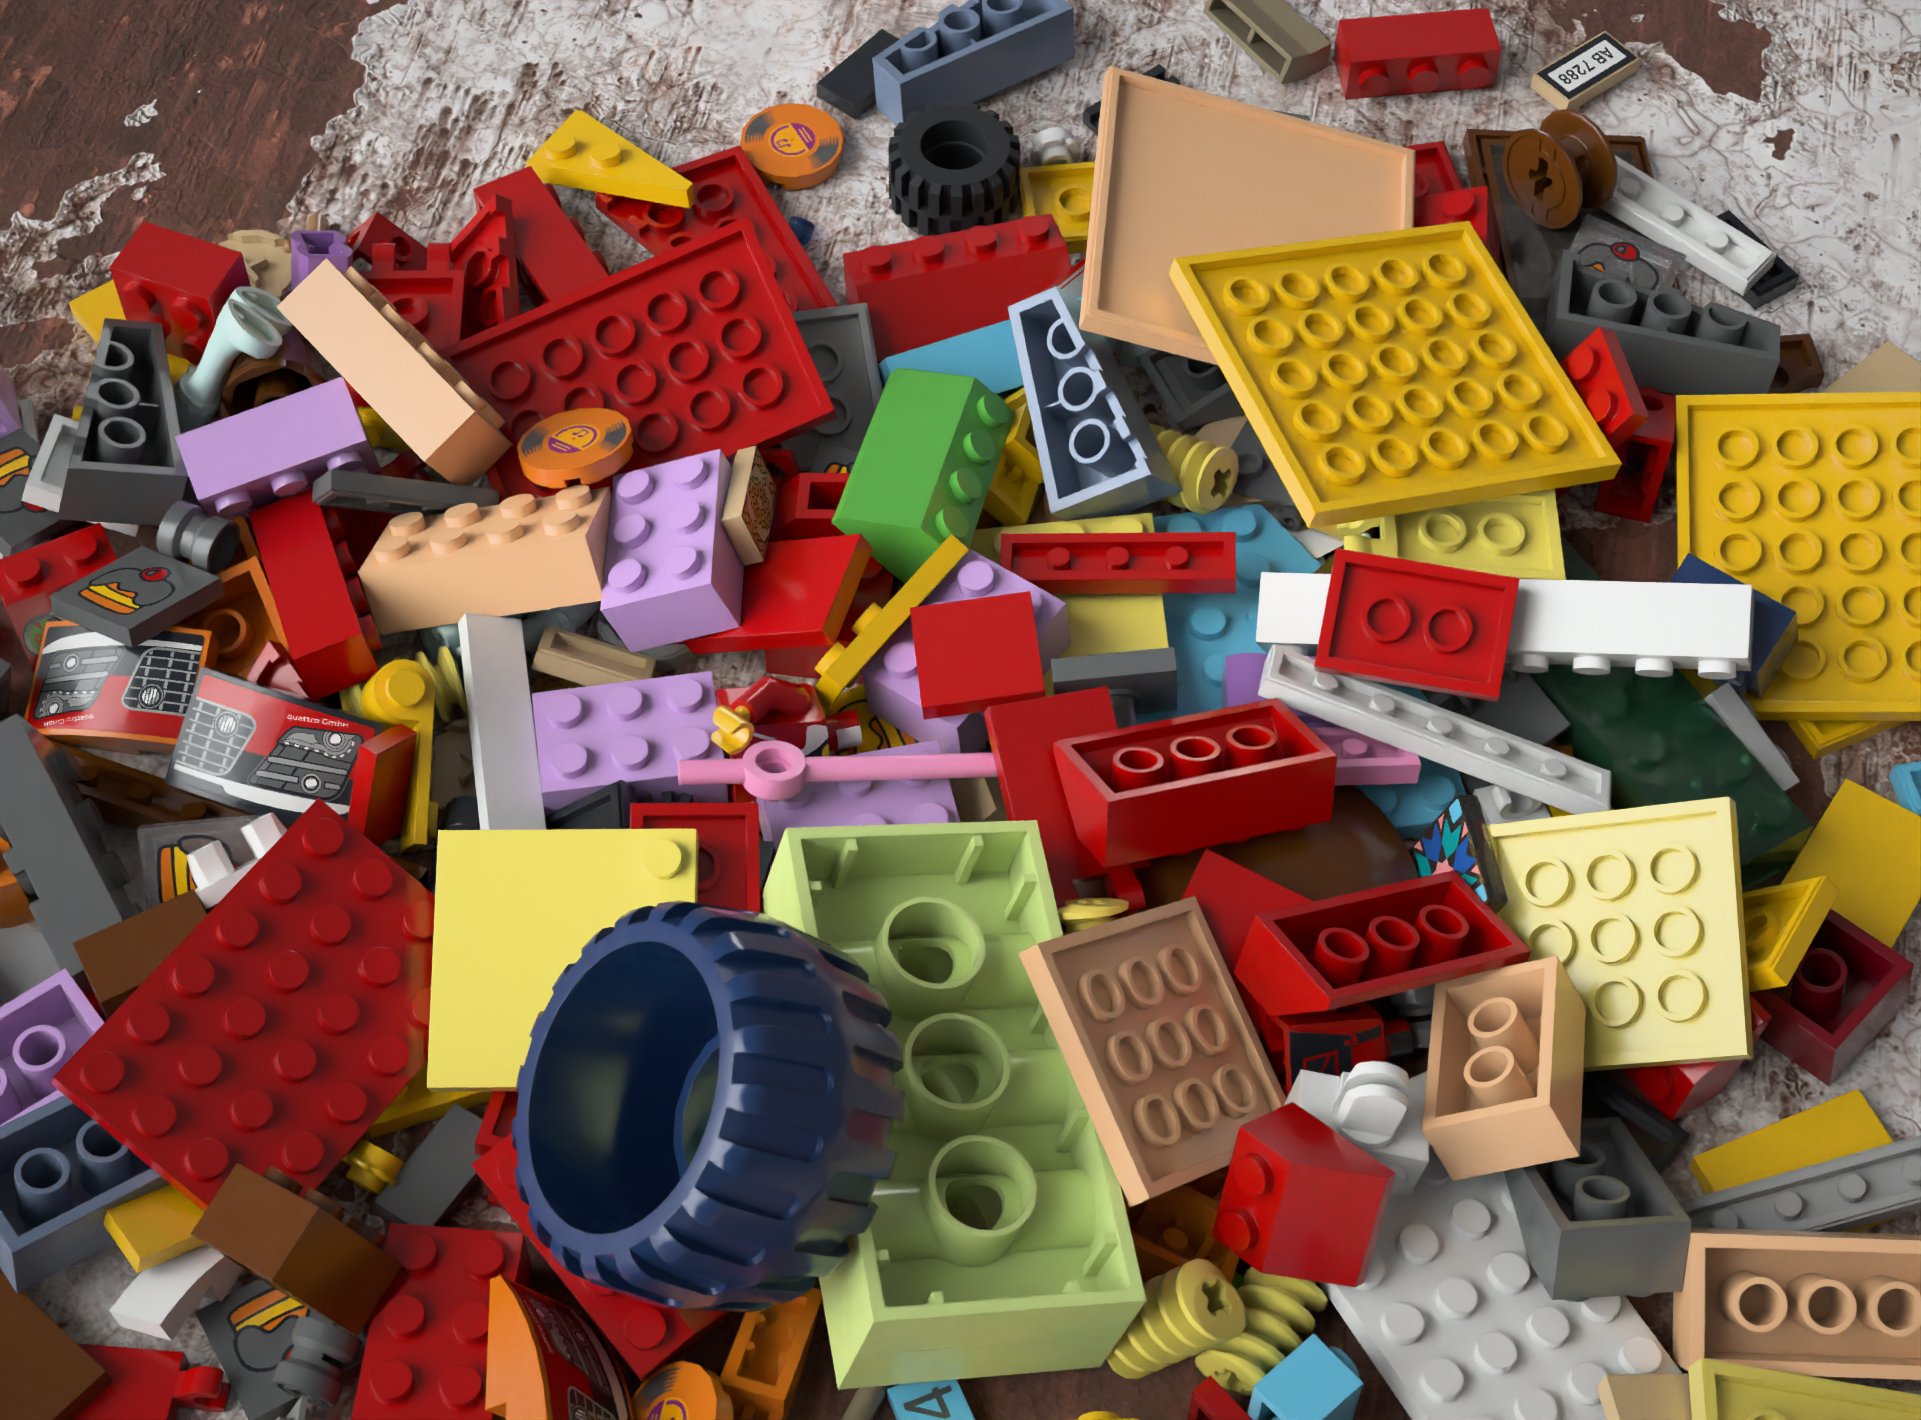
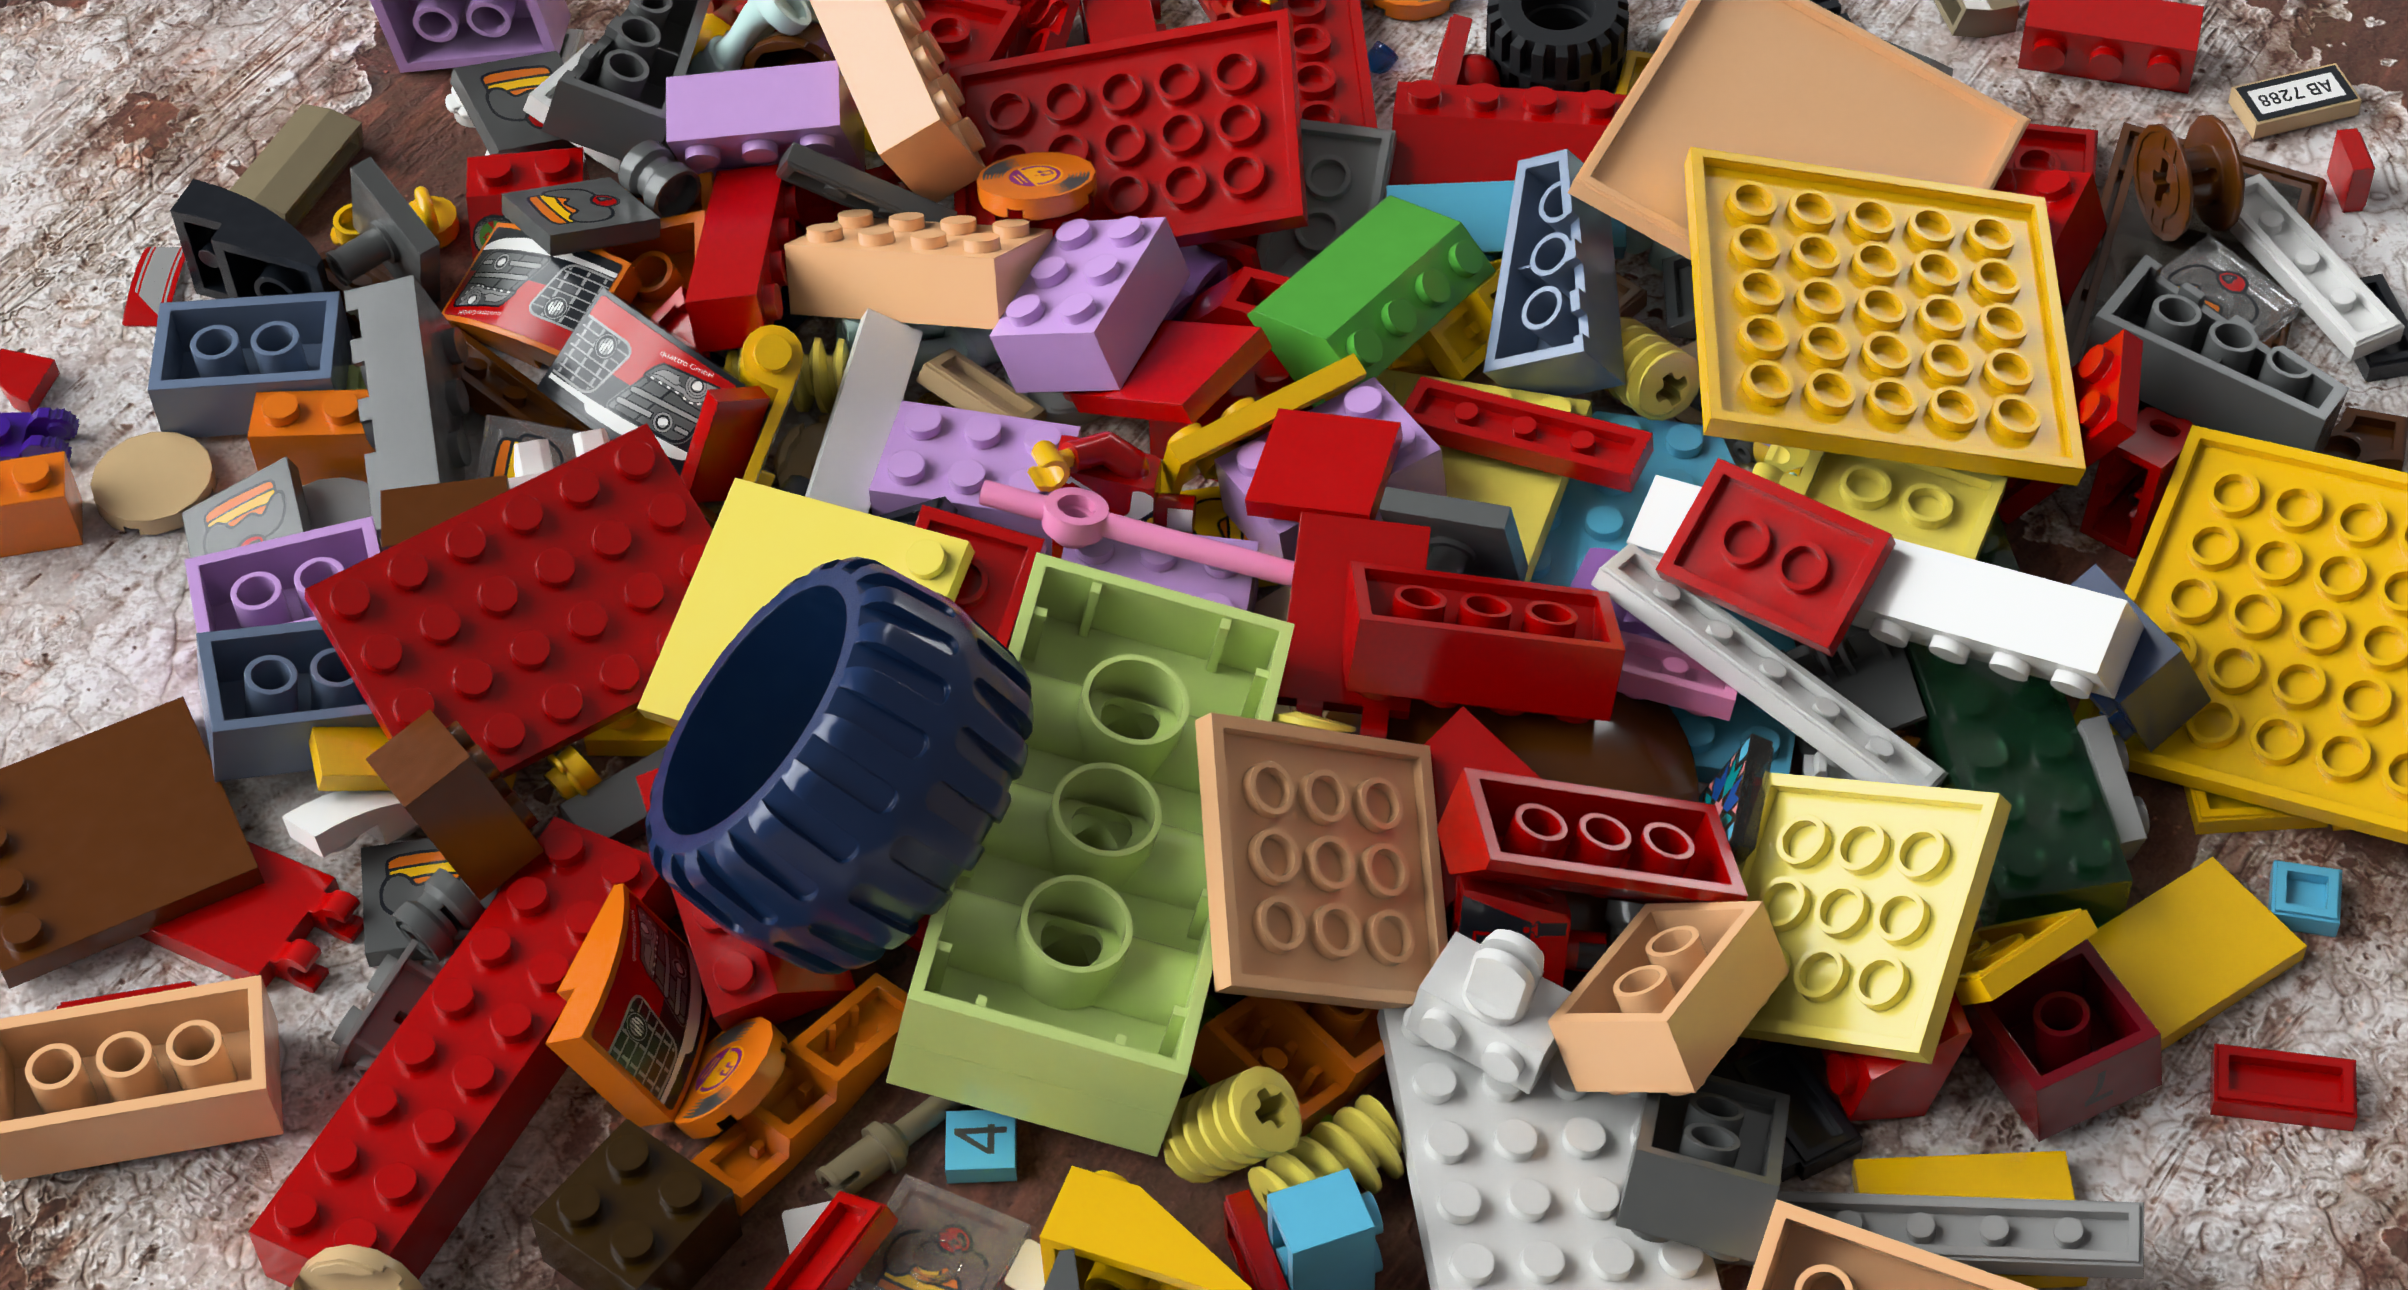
camera: 25 degrees right, 5 degrees down
(749, 506) = (1178, 281): tan tile -> none
(873, 223) = (1461, 69): none -> red tile
(1302, 1200) = (1393, 1044): red slope -> none
(1663, 124) = (2350, 170): none -> red tile

